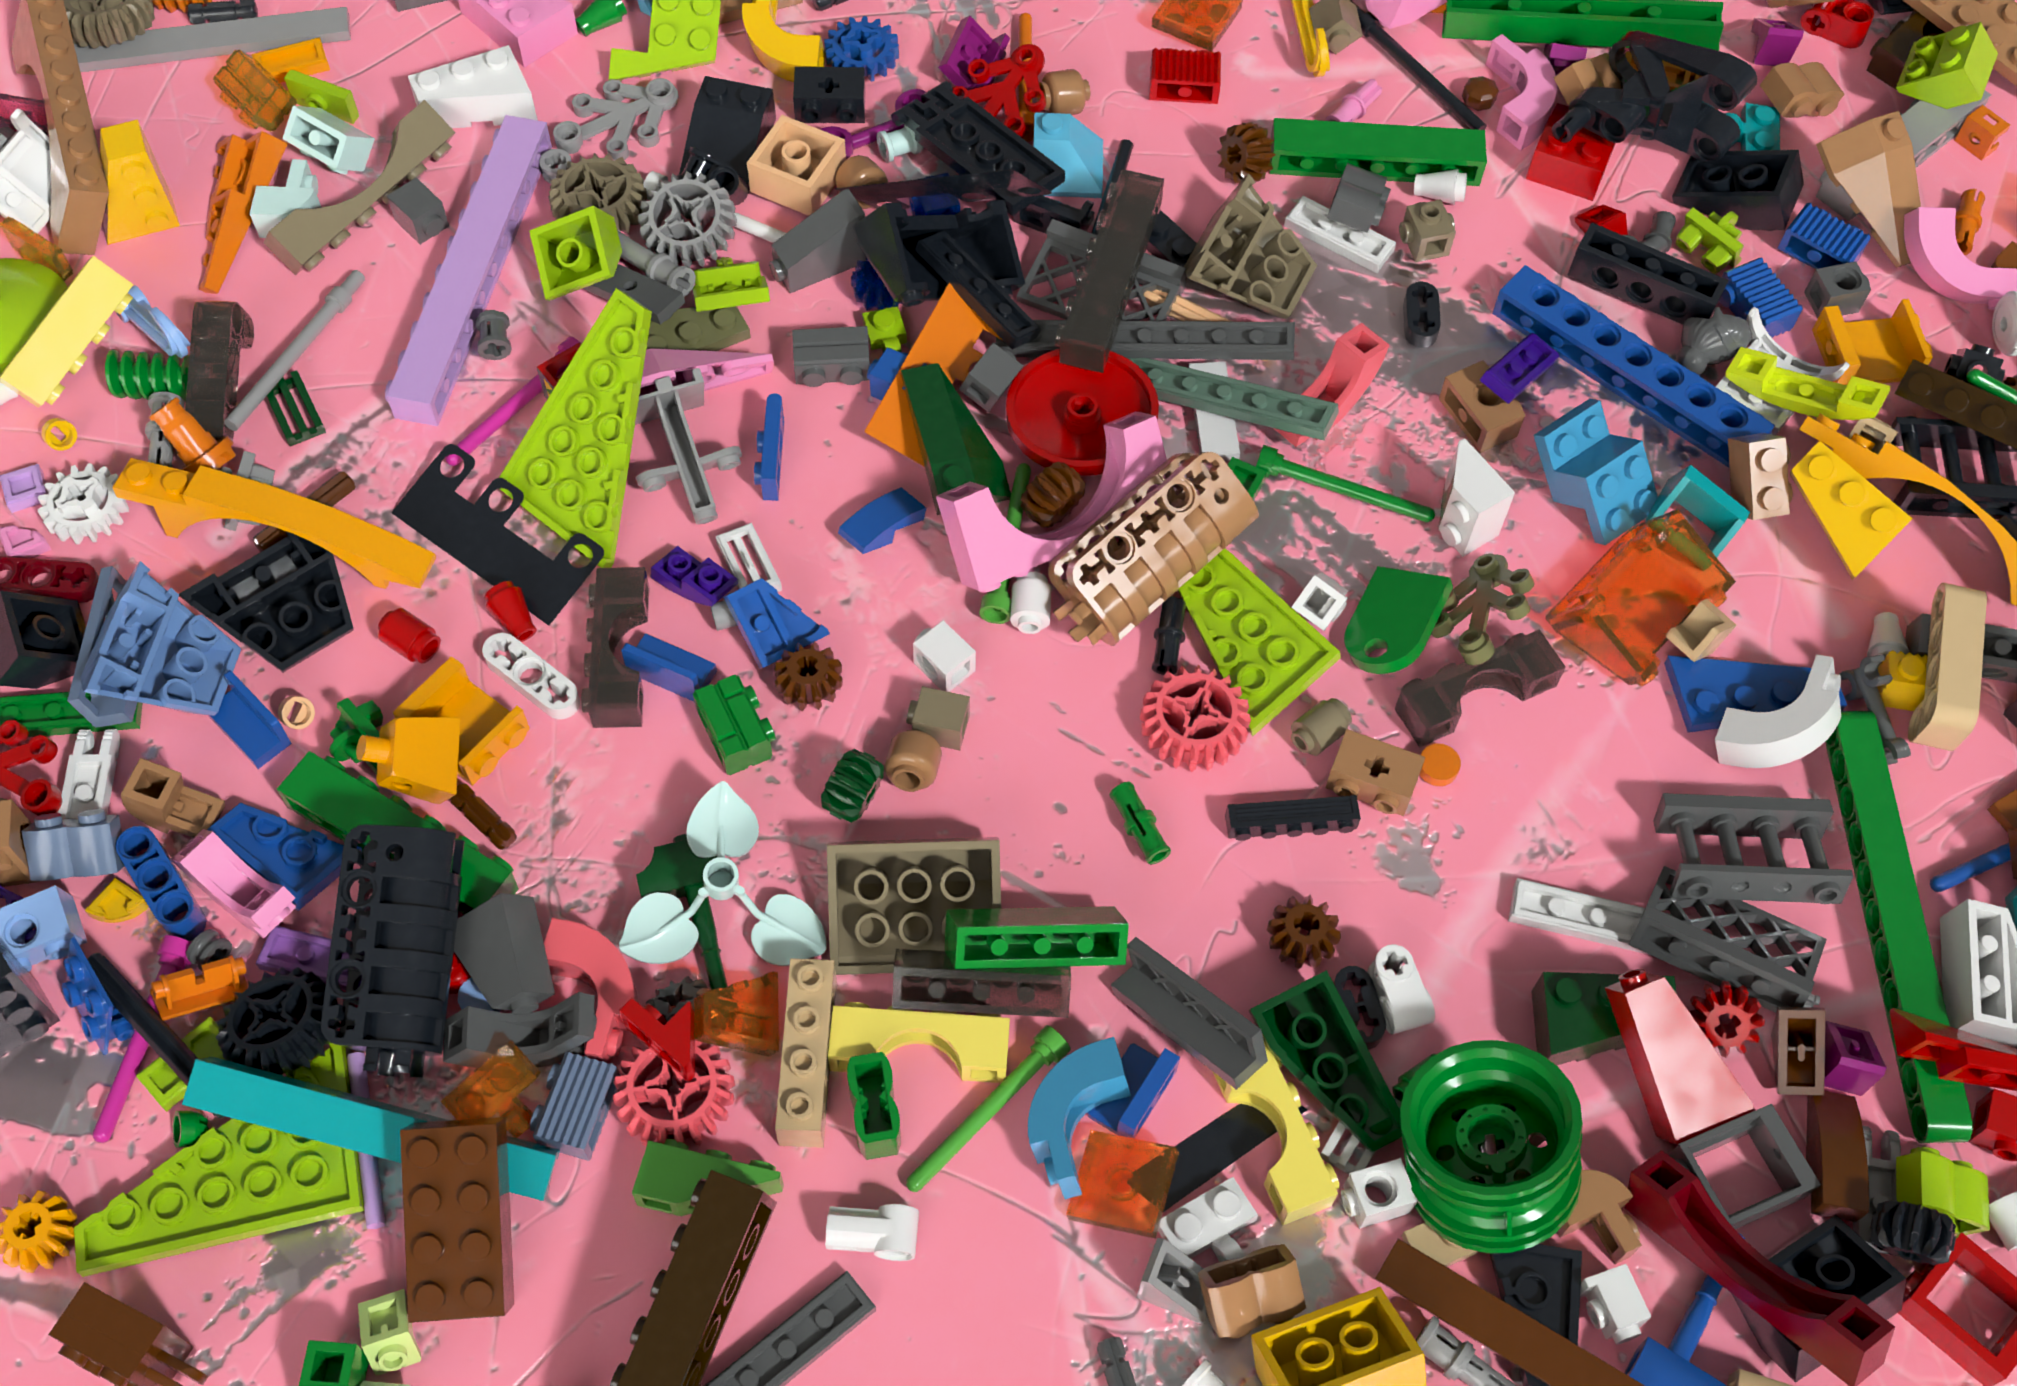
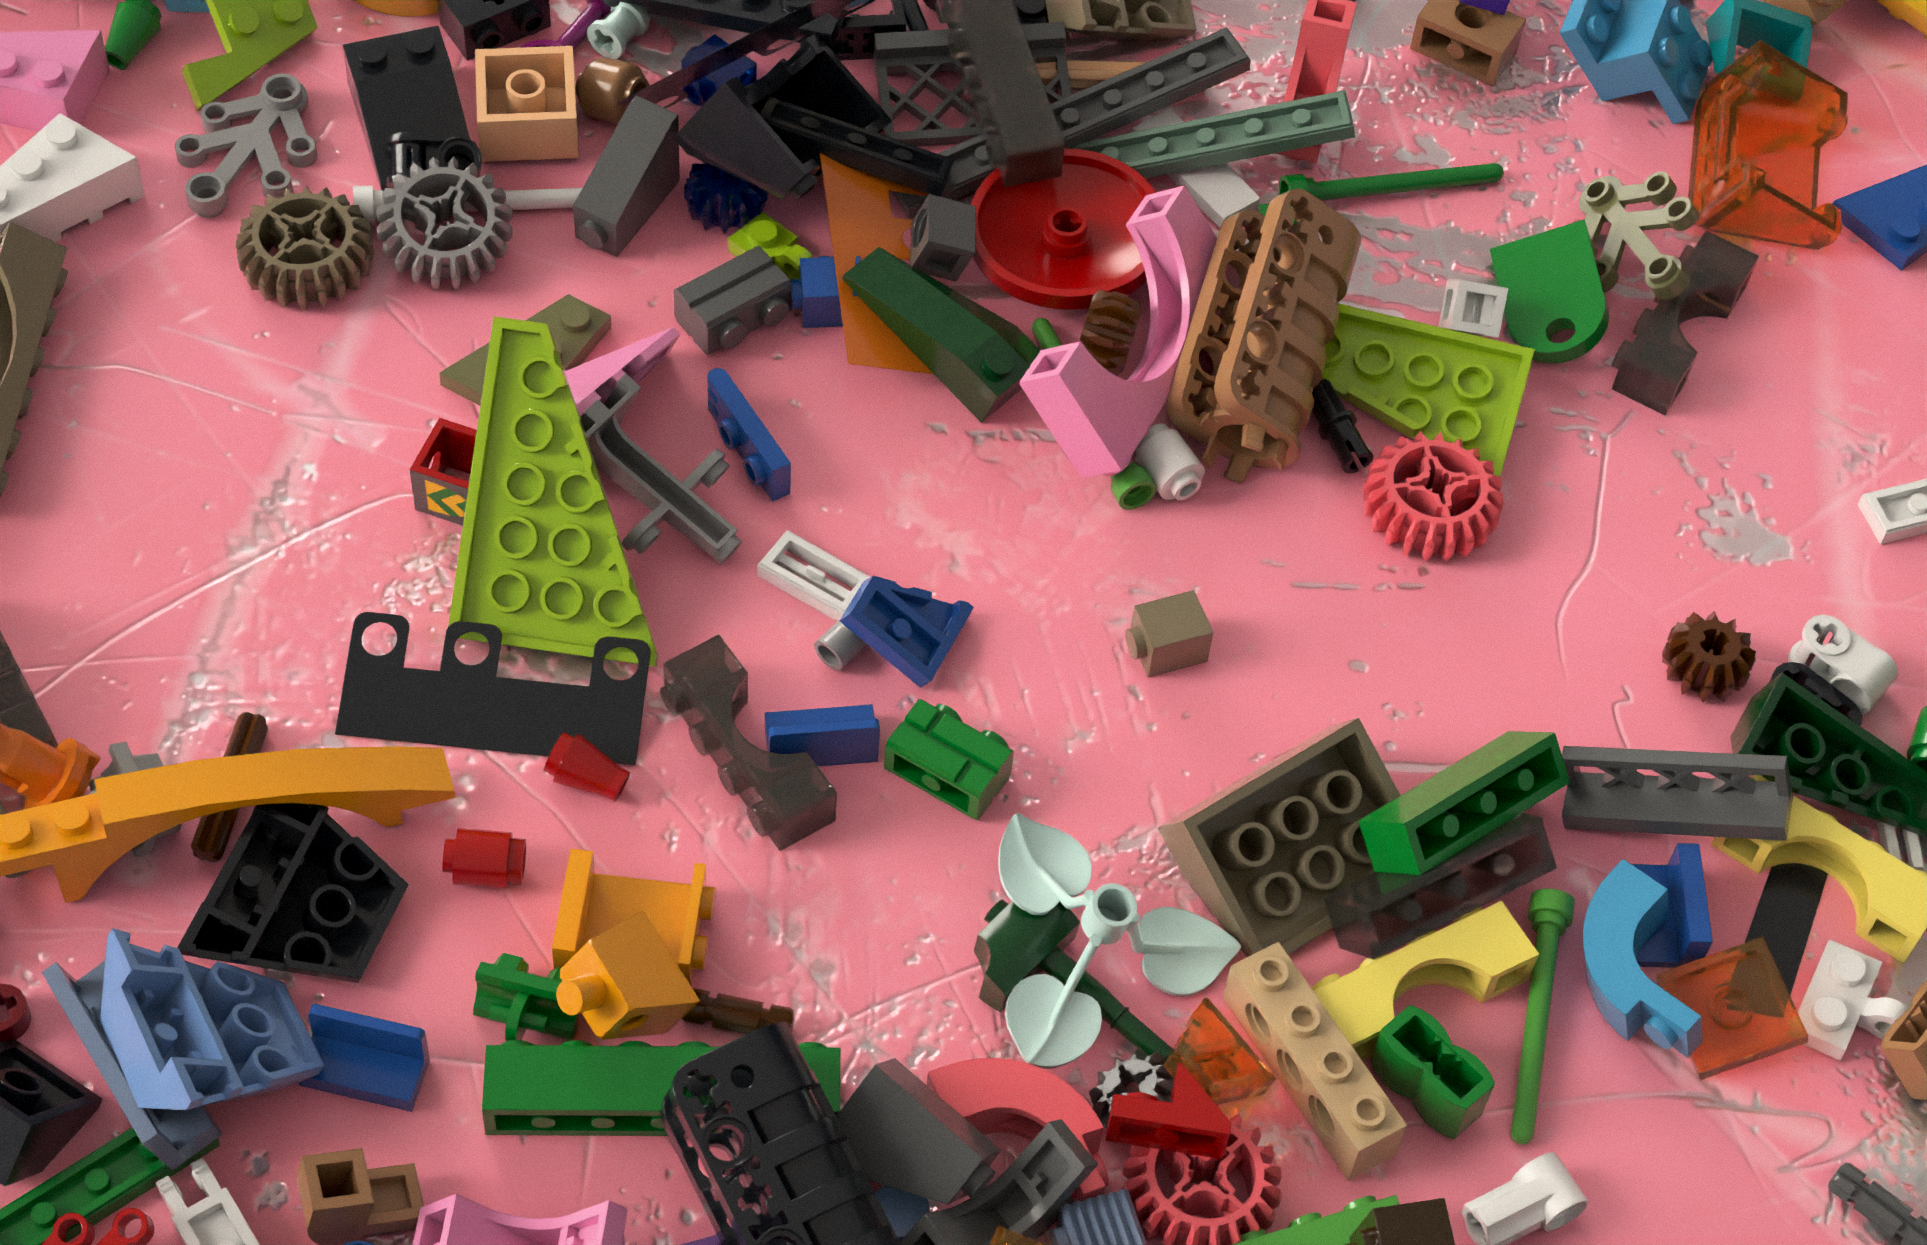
camera: 35 degrees left, 5 degrees down
(281, 852) = (535, 1179): blue wing -> none
(284, 387) = (131, 660): dark green tile -> none
(301, 716) = (418, 1011): light nougat hinge -> none
(336, 302) = (64, 521): light grey bar -> none
(418, 210) = (88, 364): dark grey brick -> none
(468, 273) = (213, 406): lavender brick -> none
(493, 335) = (303, 465): dark grey bush -> none
(506, 411) = (410, 441): dark pink piece -> none
(537, 691) = (650, 810): white beam -> none
(549, 161) = (214, 223): light grey bush -> none
(576, 251) = (345, 320): lime slope -> none
(650, 293) = (431, 333): dark grey tile -> none
(657, 266) = (452, 293): light grey pin -> none
(691, 579) = (789, 624): dark purple slope -> none
(729, 285) = (549, 277): lime slope -> none
(821, 674) = (990, 663): reddish brown gear -> none
(852, 785) = (1140, 751): dark green gear -> none
(877, 521) = (935, 455): blue slope -> none
(913, 760) = (1177, 693): medium nougat head -> none
(944, 656) = (1120, 566): white brick -> none
(1151, 842) = (1459, 634): green pin -> none
(1173, 1282) = (1853, 1076): light grey slope -> none
(1292, 817) = (1604, 549): black piece -> none
(1320, 726) = (1563, 440): dark tan brick -> none
(1393, 766) = (1652, 459): medium nougat brick -> none
(1440, 765) = (1701, 421): orange tile -> none
(1472, 501) = (1537, 130): white slope -> none
(1701, 631) = (1850, 158): tan panel -> none

